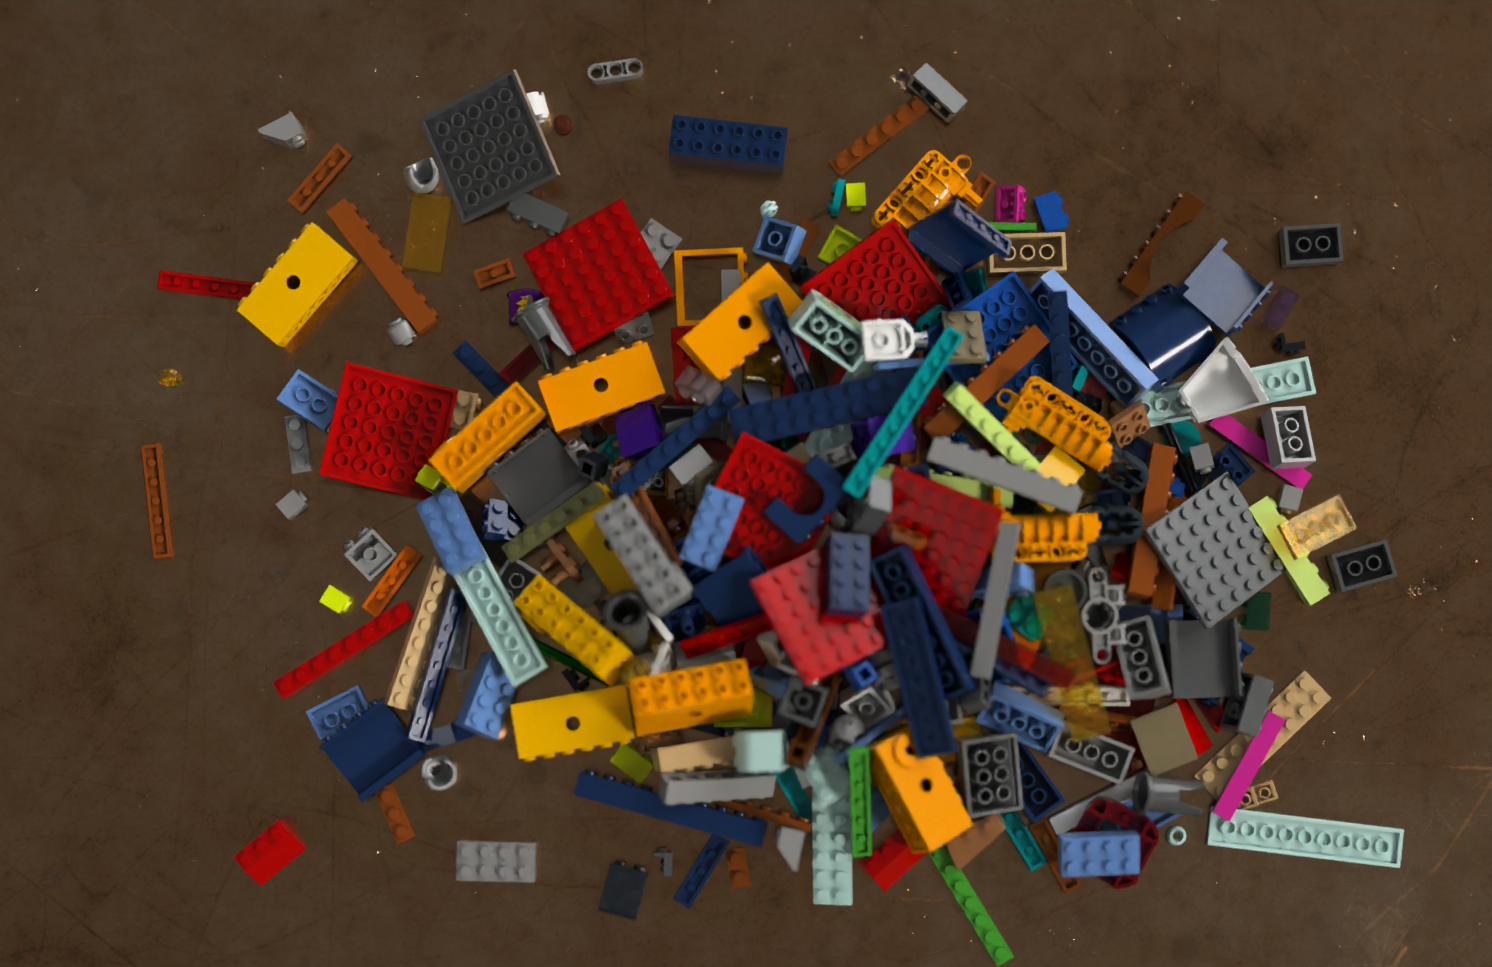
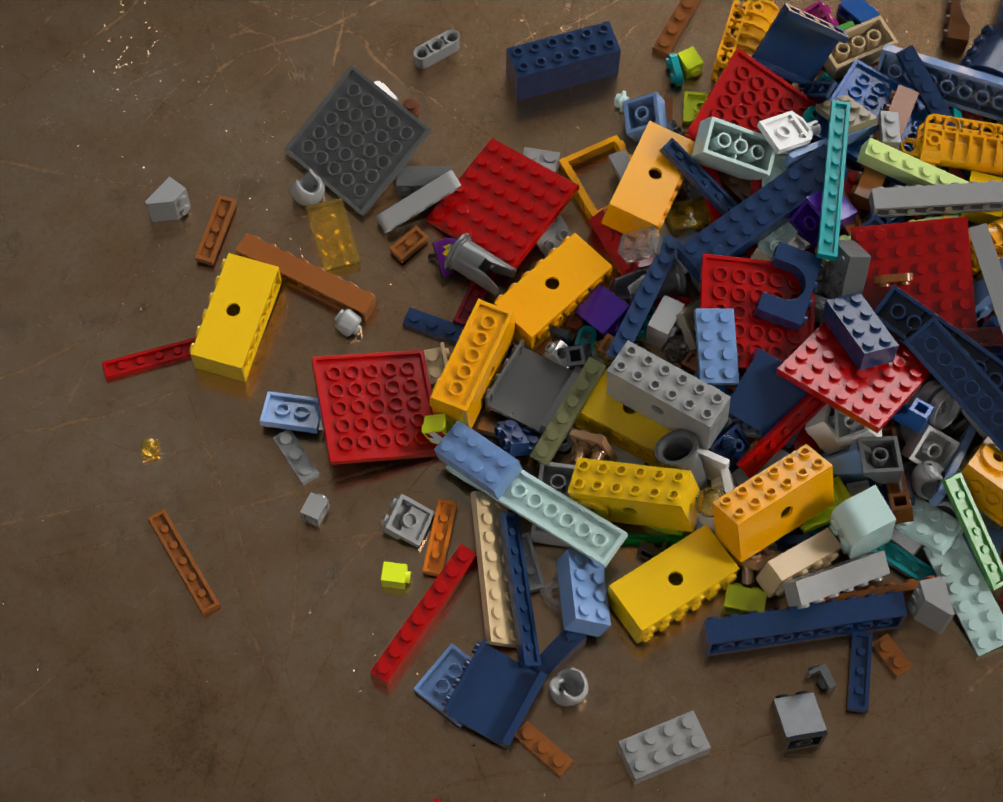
camera: 20 degrees left, 20 degrees down
(519, 236) = (418, 201): none -> light grey beam
(996, 371) = (889, 128): none -> light grey plate

